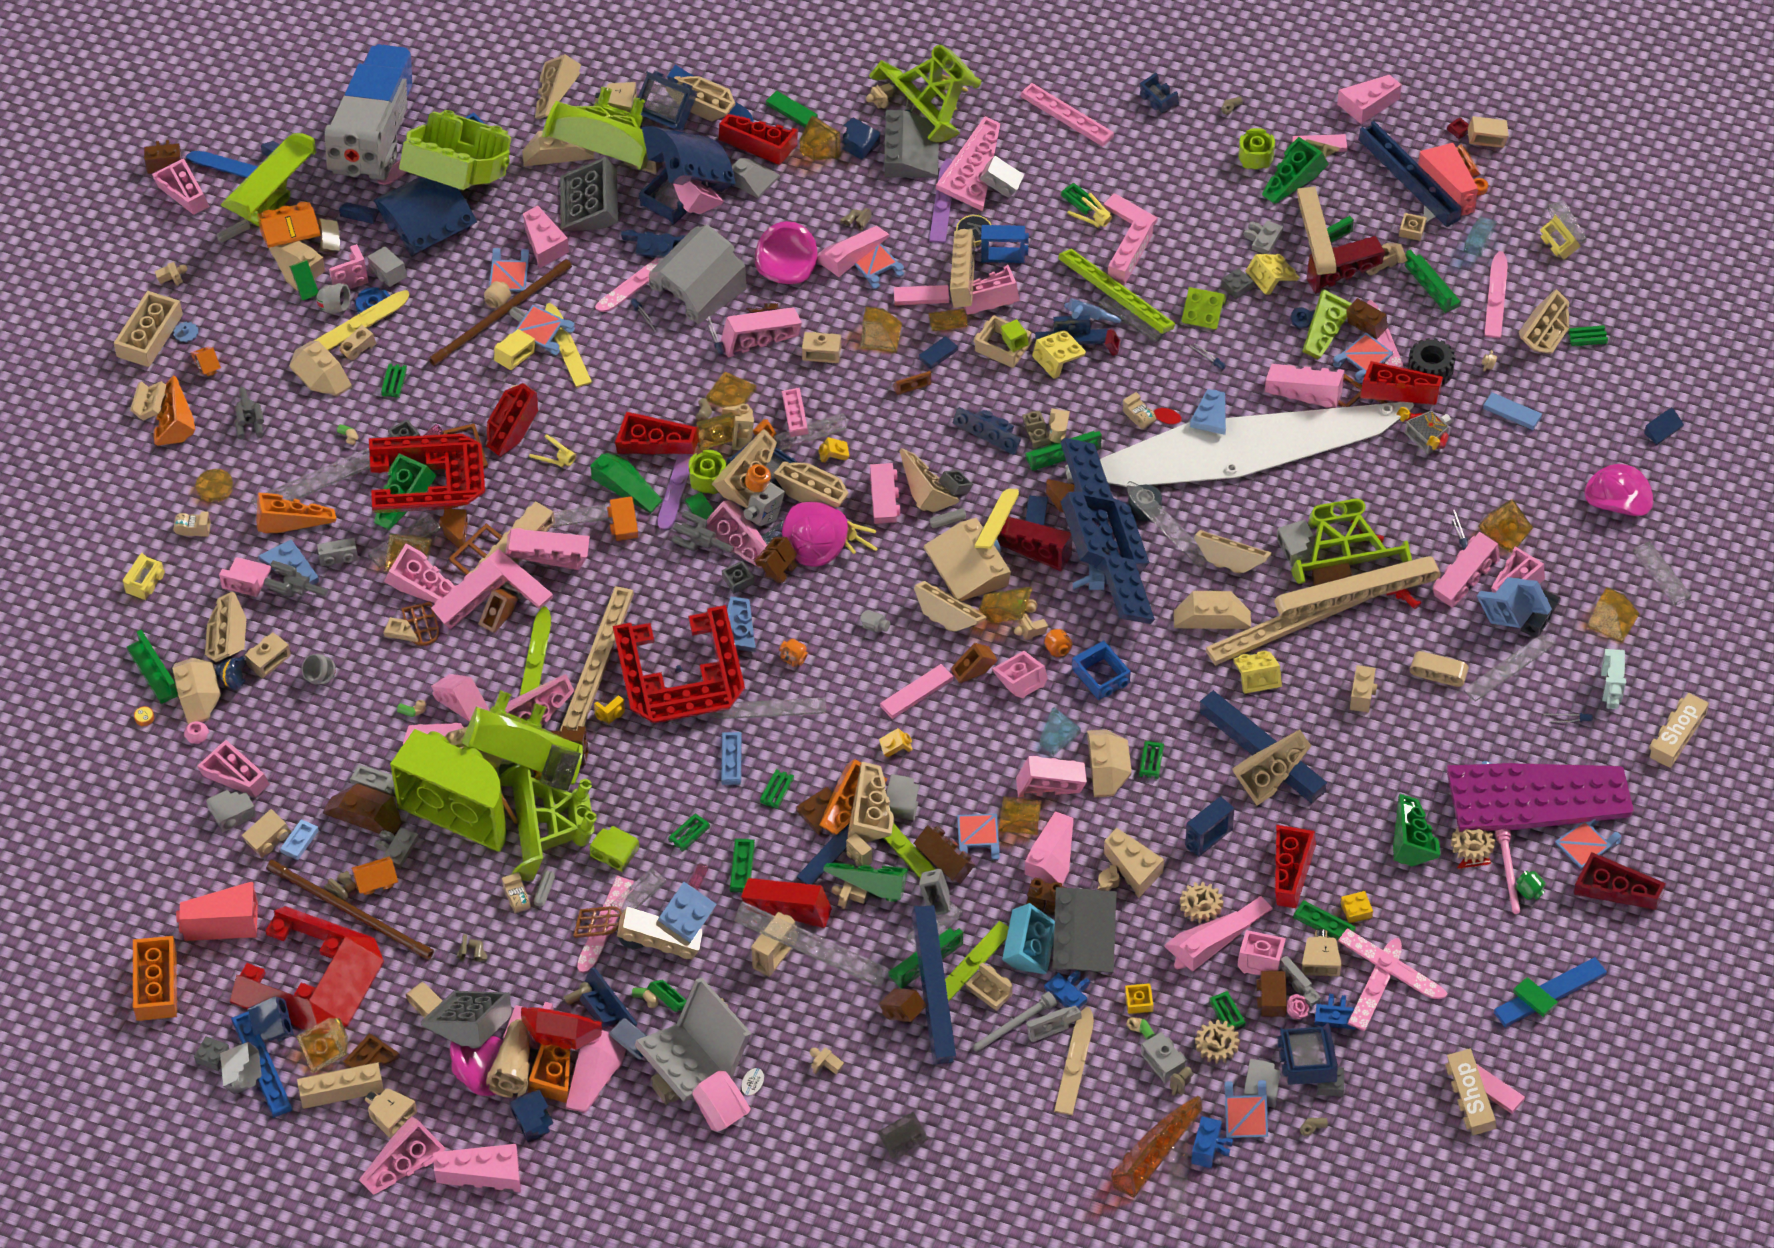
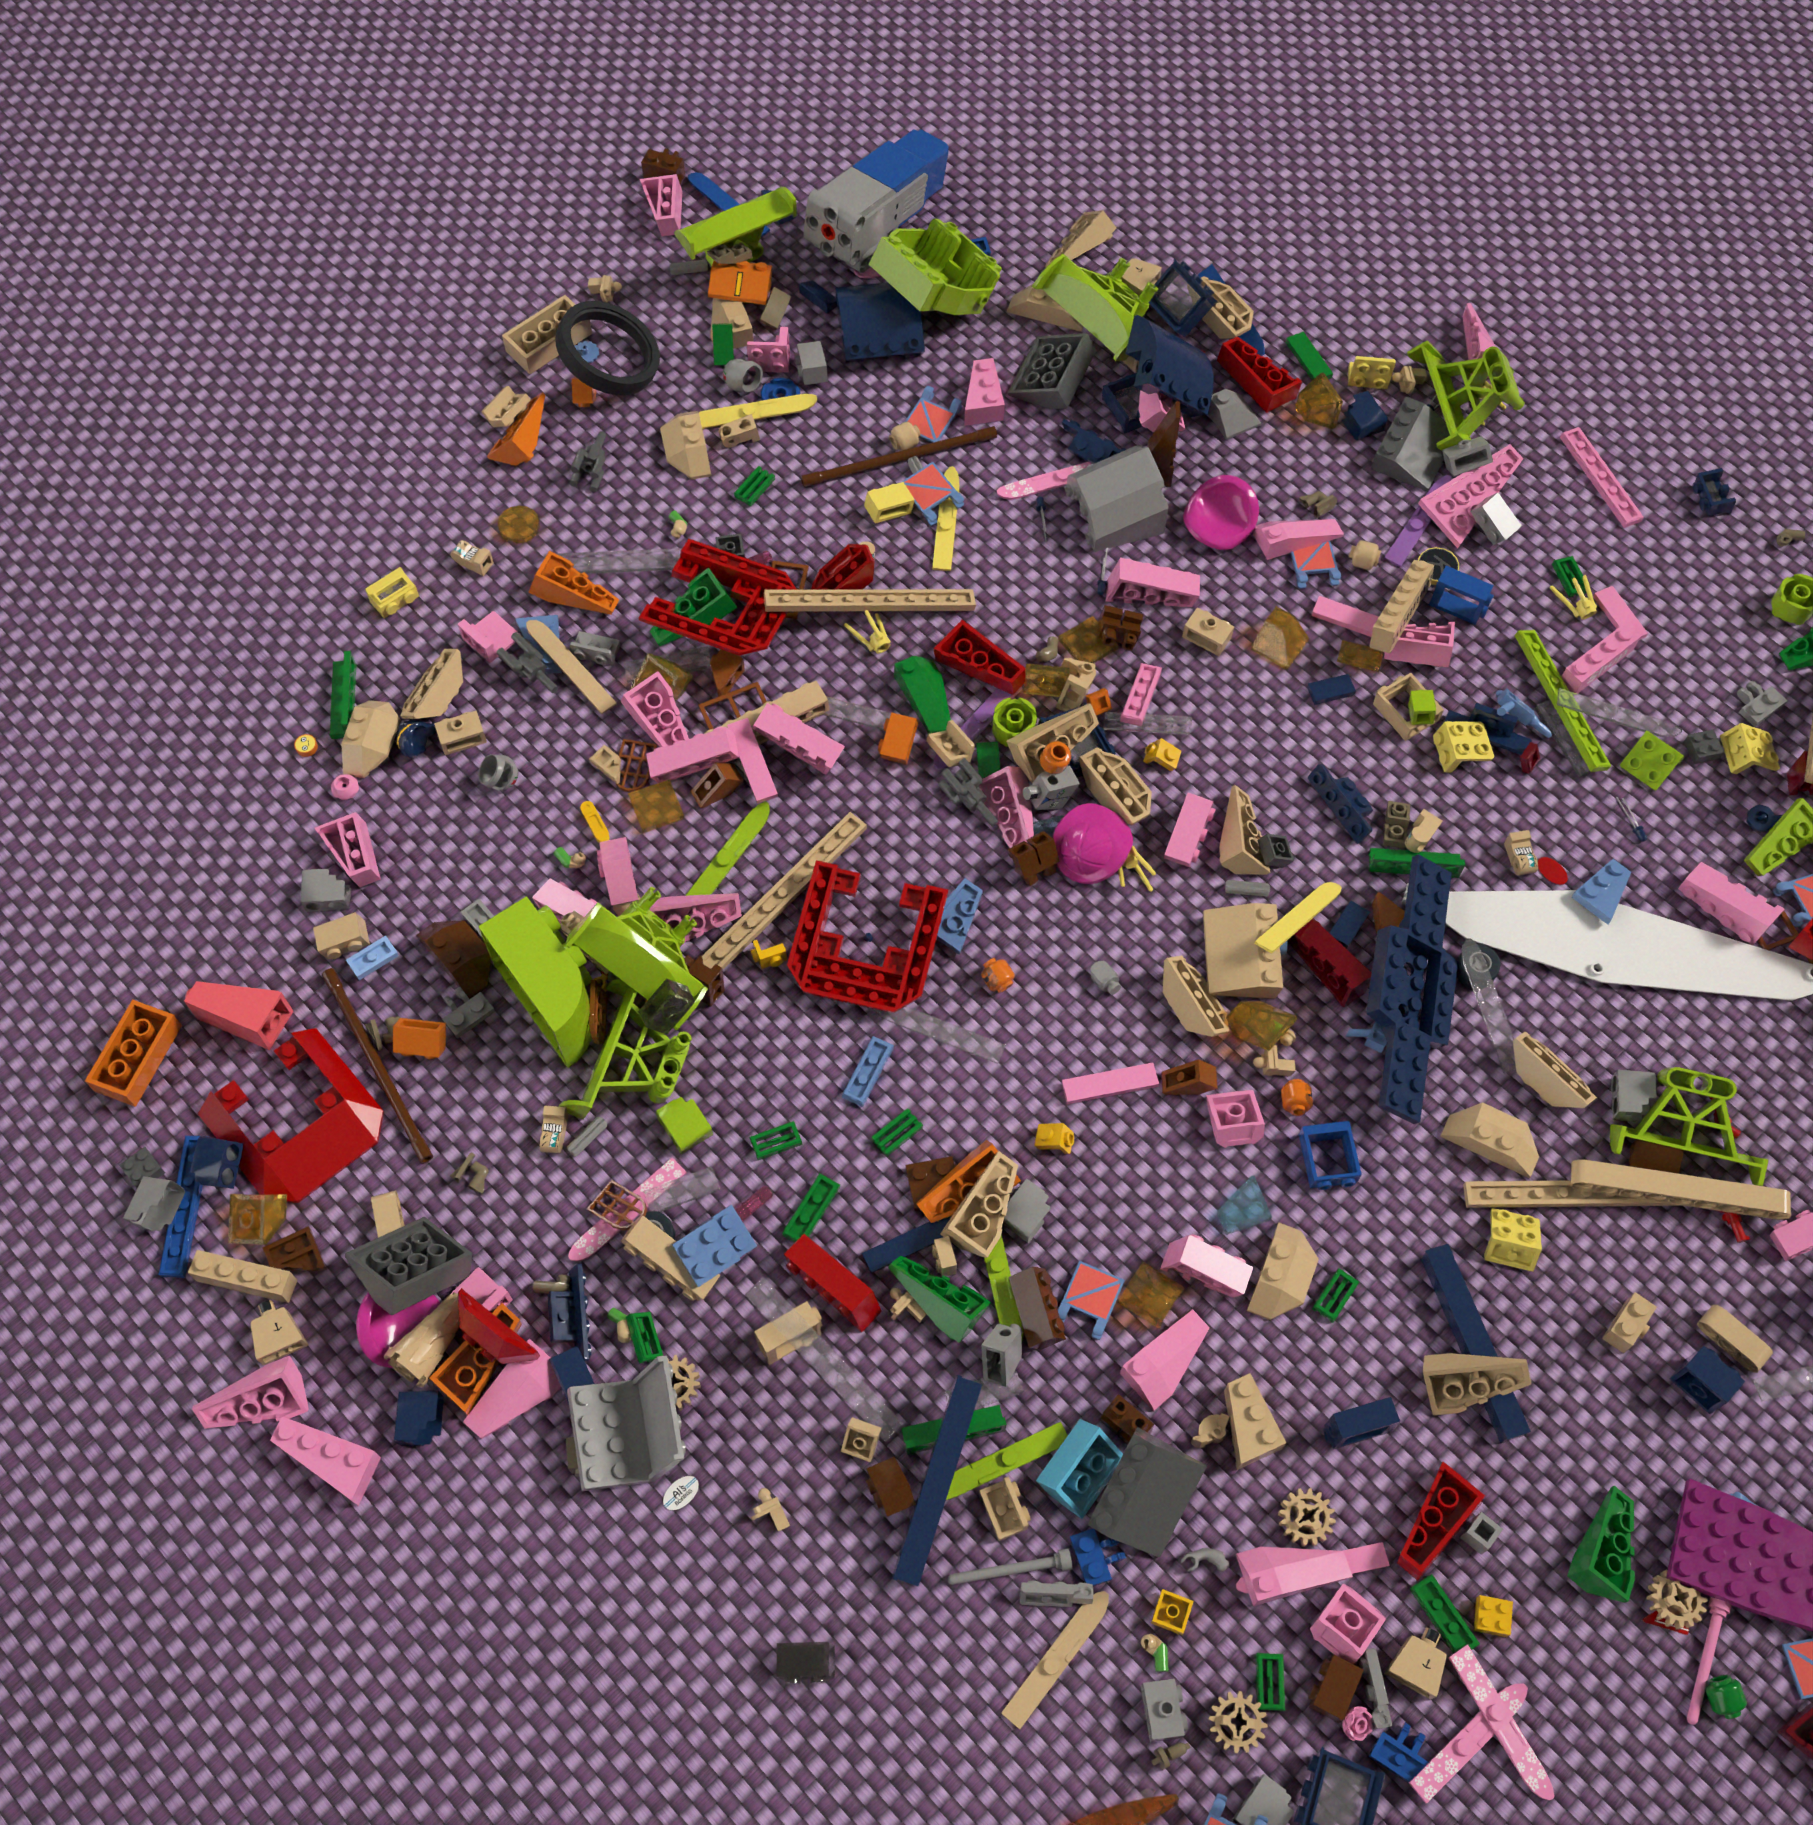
camera: 25 degrees right, 10 degrees up
(205, 341) = (590, 375): none -> black tyre
(273, 204) = (726, 255): none -> dark tan slope
(326, 571) = (570, 666): none -> tan piece
(415, 676) = (594, 821): none -> yellow piece
(457, 645) = (656, 806): none -> clear yellow tile
(540, 427) = (870, 600): none -> tan plate
(668, 506) = (951, 744): none -> tan bracket
(714, 211) = (1163, 443): none -> reddish brown wedge
(720, 1101) = (624, 1511): bright pink slope -> none
(738, 577) = (985, 858): dark grey piece -> none
(751, 370) = (1119, 627): none -> reddish brown hips
(767, 307) = (1173, 564): reddish brown plate -> none
(847, 102) = (1370, 372): none -> light yellow bracket
(864, 989) = (861, 1439): none -> tan piece
(912, 383) = (1286, 713): dark orange slope -> none
(914, 243) = (1365, 555): none -> tan head
(916, 41) = (1475, 334): none -> bright pink wedge
(956, 137) = (1467, 455): none -> light grey brick
(1151, 953) = (1212, 1555): none -> light grey piece
(1161, 285) = (1616, 714): none -> clear piece
(1323, 858) = (1481, 1533): none -> light grey brick
(1430, 699) = (1707, 1379): none -> dark blue brick

